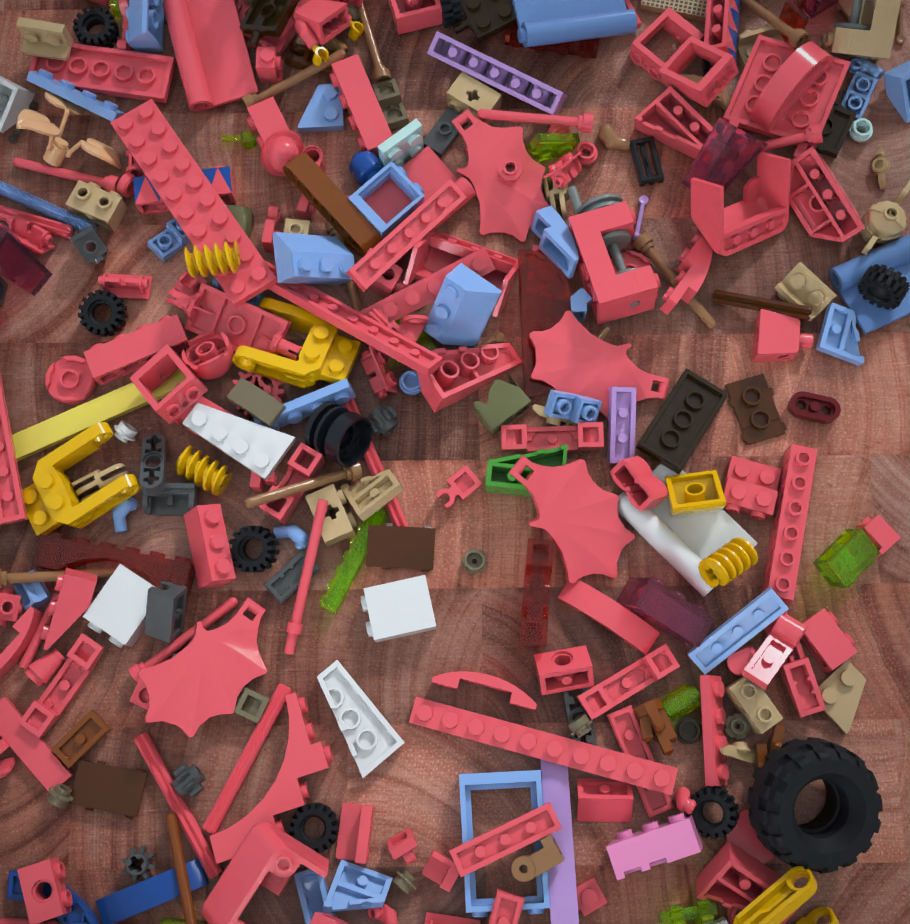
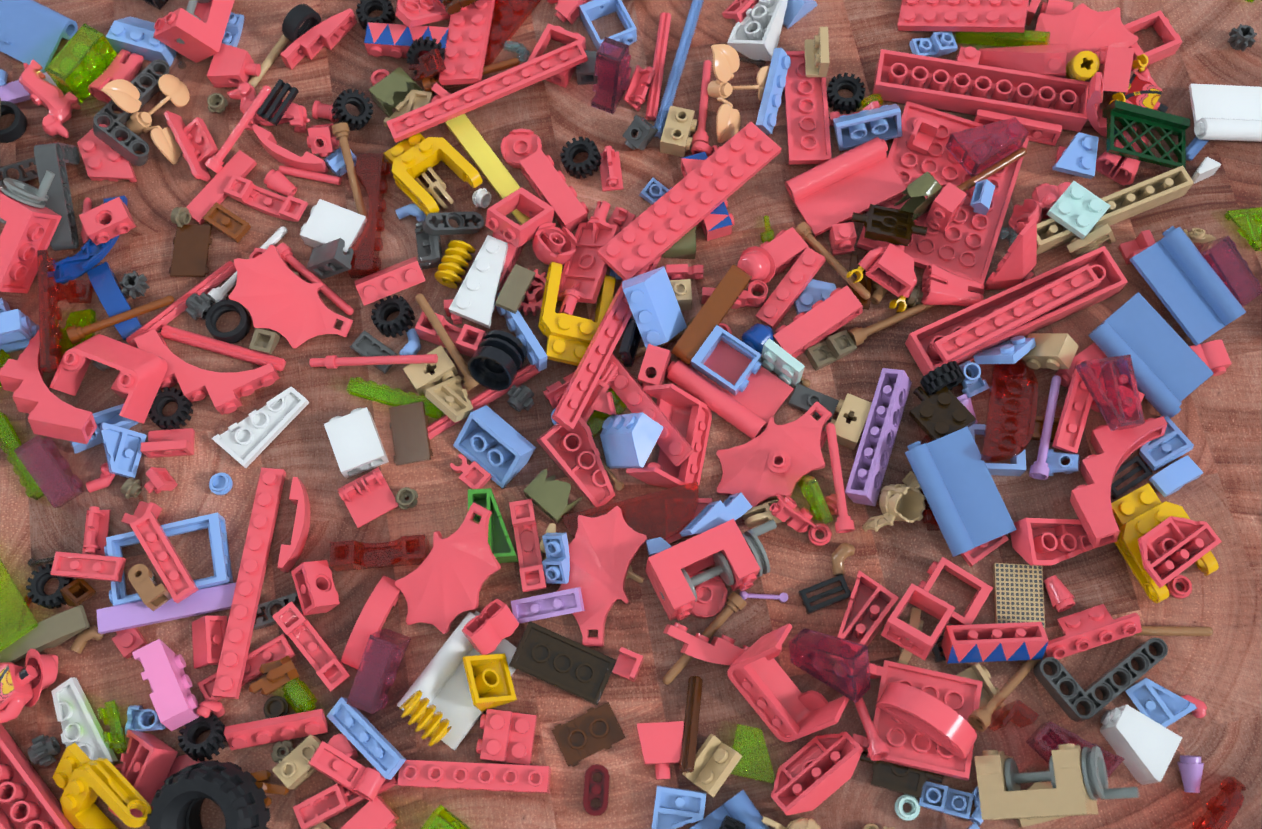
camera: 80 degrees right, 5 degrees down
(73, 600) = (334, 189): coral slope -> none
(176, 755) = (220, 293): none -> white piece
(195, 747) = (219, 309): none -> black tyre
(213, 260) = (627, 222): yellow piece -> none
(314, 125) = (790, 288): none -> coral plate
(345, 294) = (630, 343): none -> black tile
(406, 235) = (689, 380): coral plate -> none
(418, 773) = (220, 483): none -> light blue plate
(432, 457) = (494, 445): none -> light blue slope
(465, 604) = (368, 497): none -> coral hinge
(570, 70) = (899, 503): none -> tan helmet
(580, 725) = (267, 608): dark tan plate -> none
(683, 887) = (141, 719): none -> light blue plate
(694, 355) = (628, 664): none -> coral panel
(739, 751) = (258, 754): tan piece -> none
(786, 255) = (755, 757): none -> clear neon green wing

